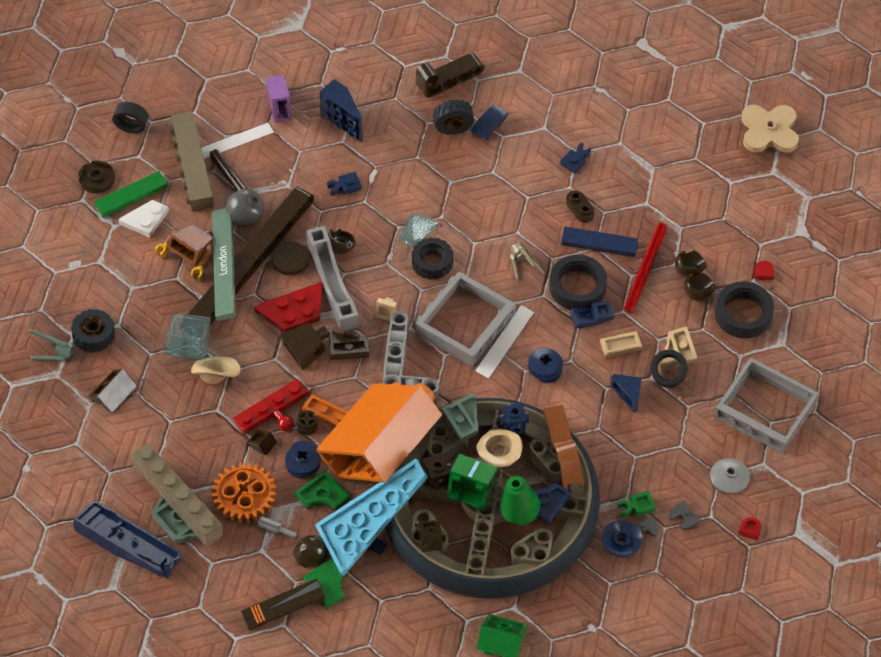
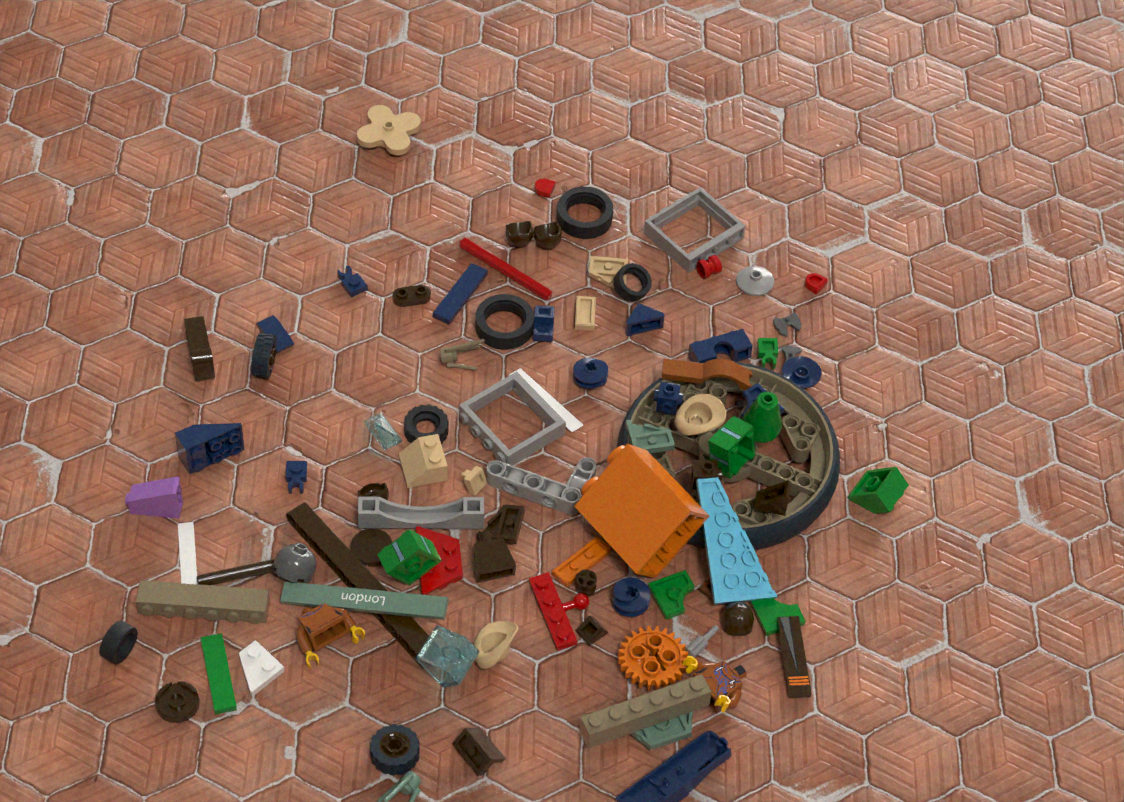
camera: 75 degrees left, 5 degrees down
(231, 549) = (722, 681): none -> dark orange torso
(274, 279) = (409, 557): none -> green container
(393, 269) = (424, 462): none -> tan slope
(610, 450) = (733, 344): none -> dark blue arch
(723, 429) = (709, 266): none -> red wheel

